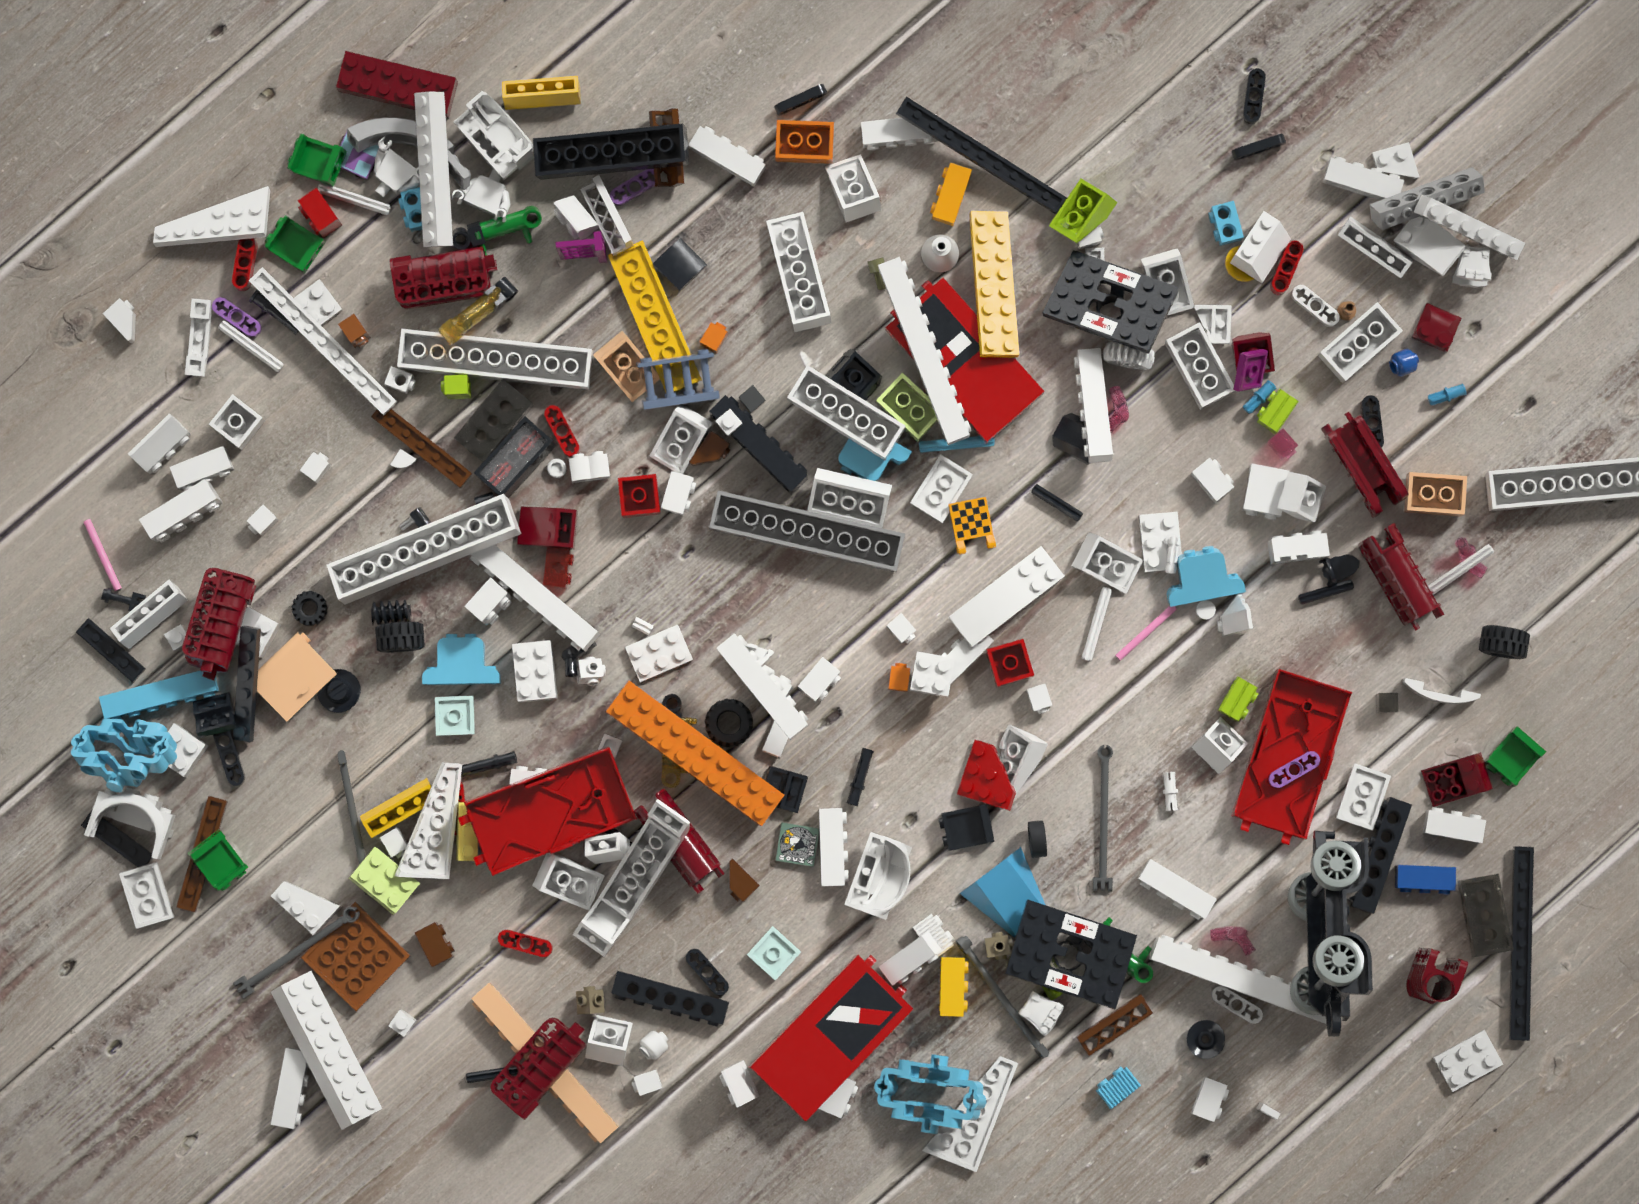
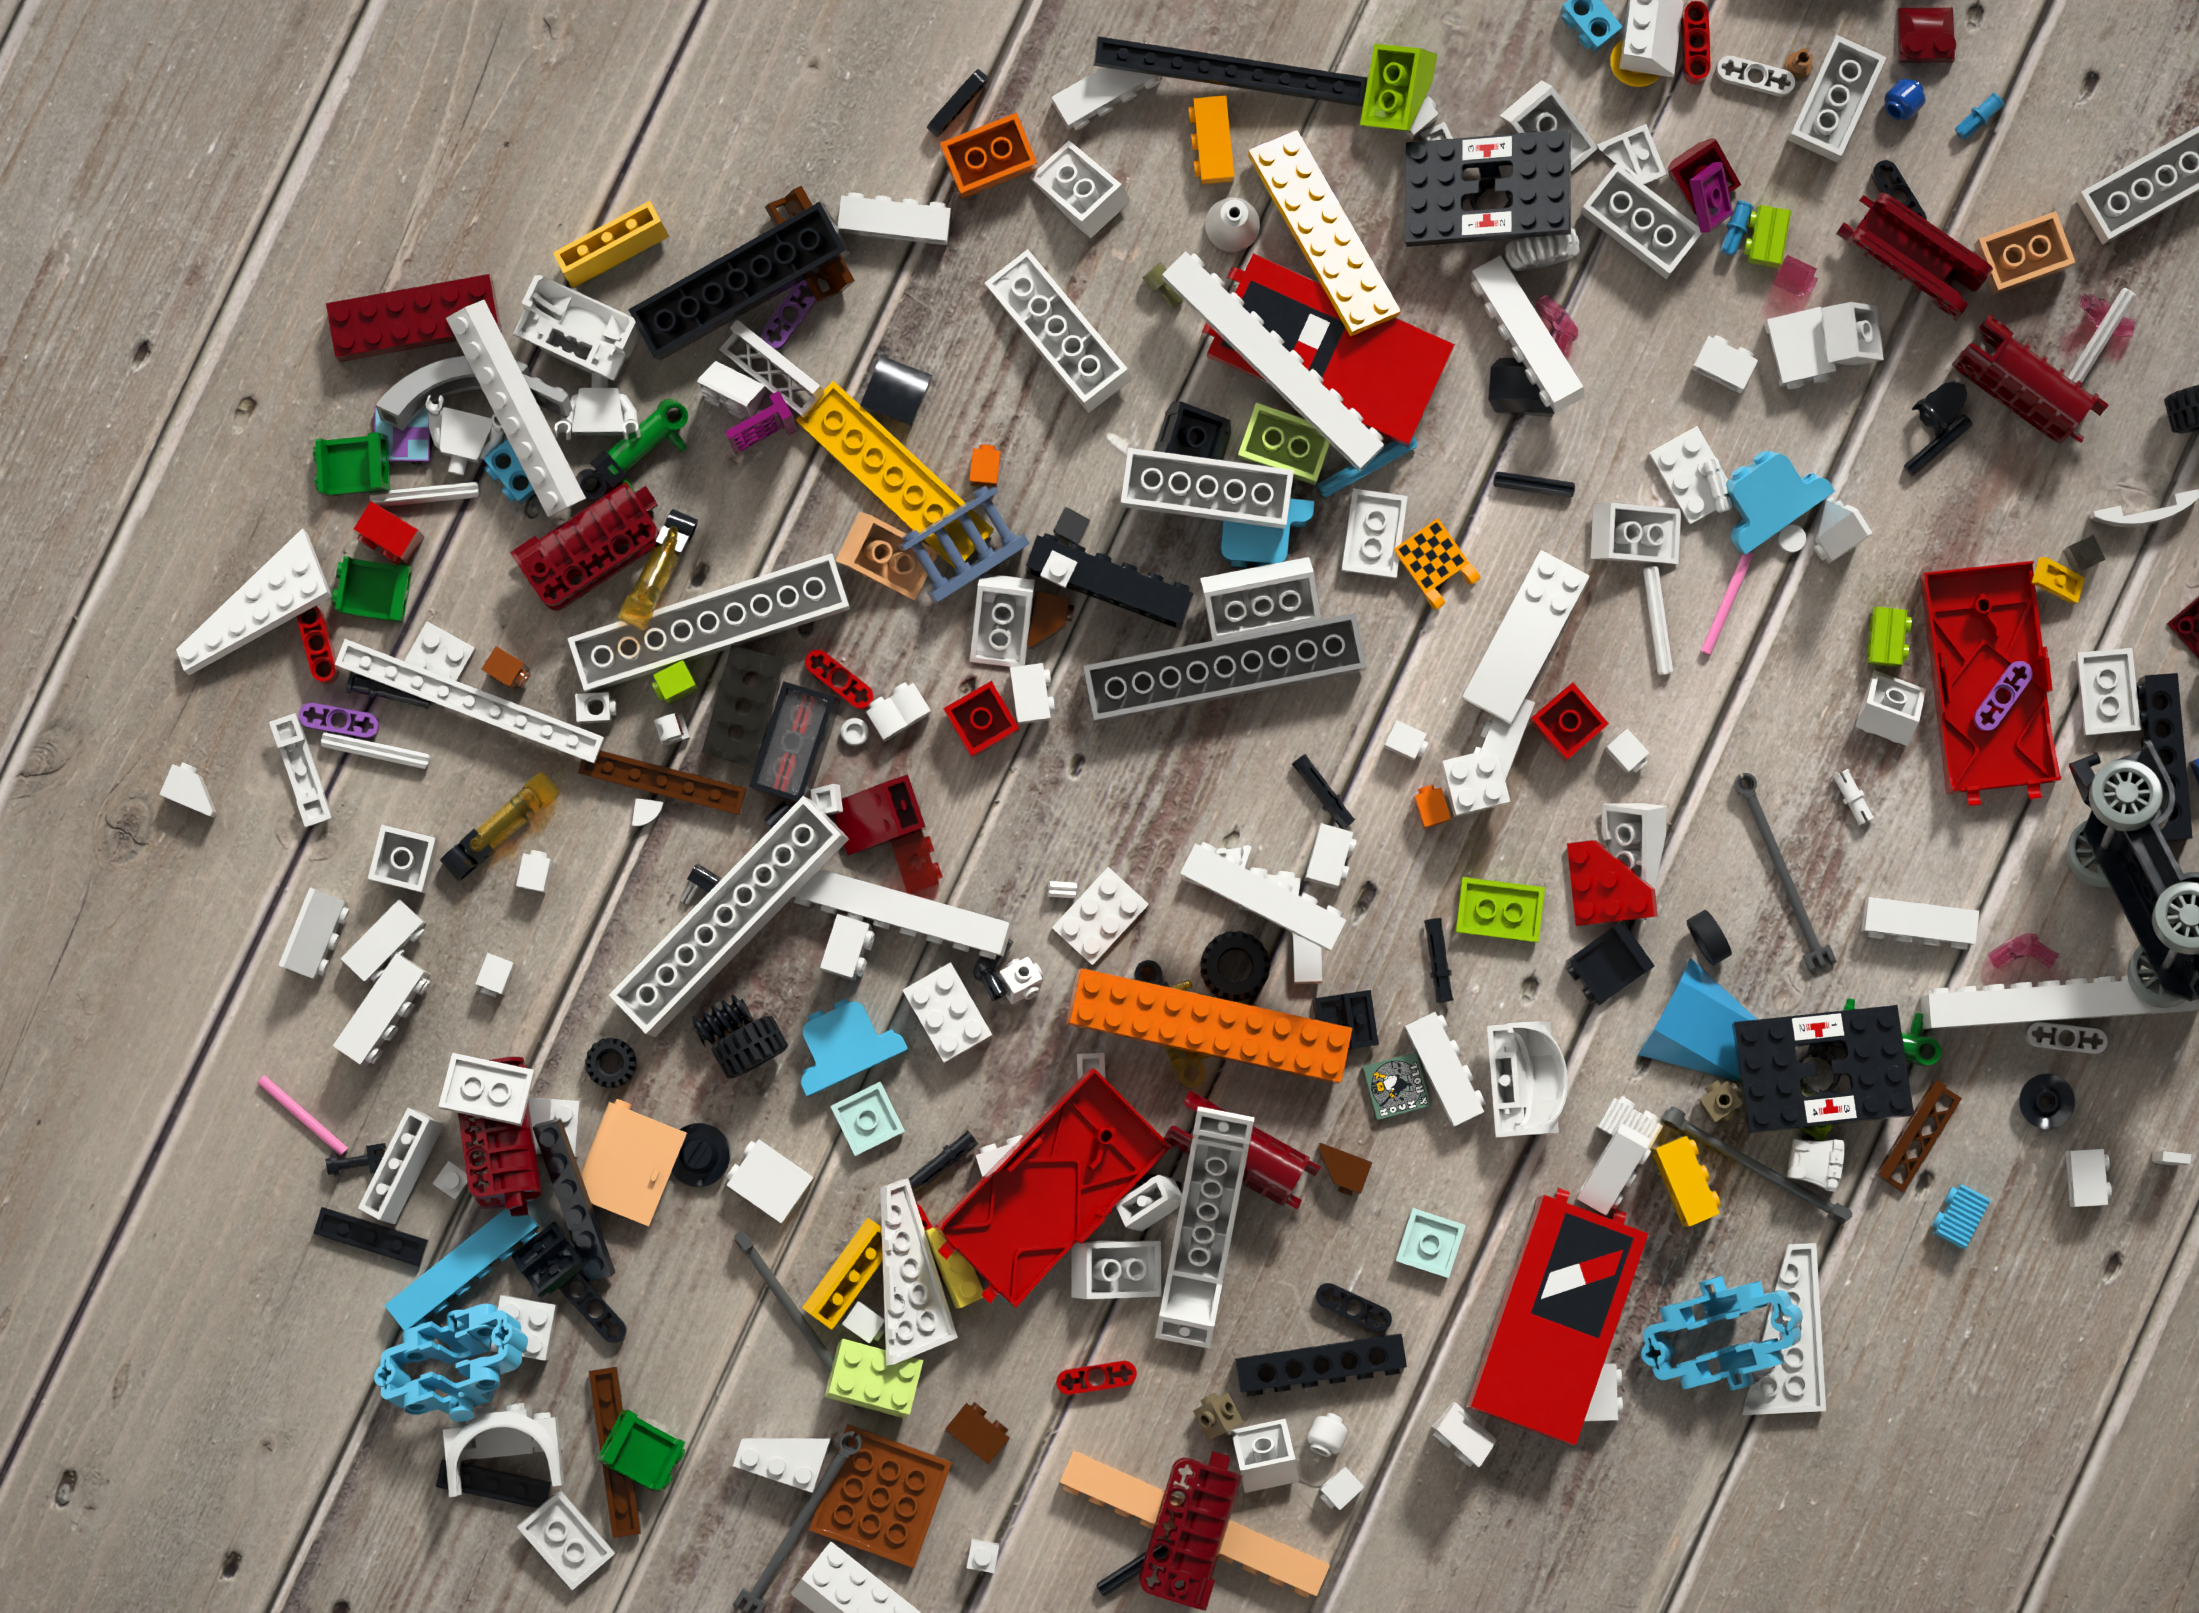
camera: 30 degrees left, 0 degrees up
(222, 589) = (487, 1089): none -> white plate
(292, 433) = (501, 825): none -> clear yellow piece
(375, 726) = (769, 1180): none -> white brick
(442, 415) = (671, 729): none -> white leg
(520, 503) = (828, 799): none -> white plate
(837, 646) = (1319, 786): none -> black pin
(913, 762) = (1500, 909): none -> lime plate
(1298, 547) = (1876, 403): white wedge -> none
(1363, 711) = (2058, 580): none -> yellow plate

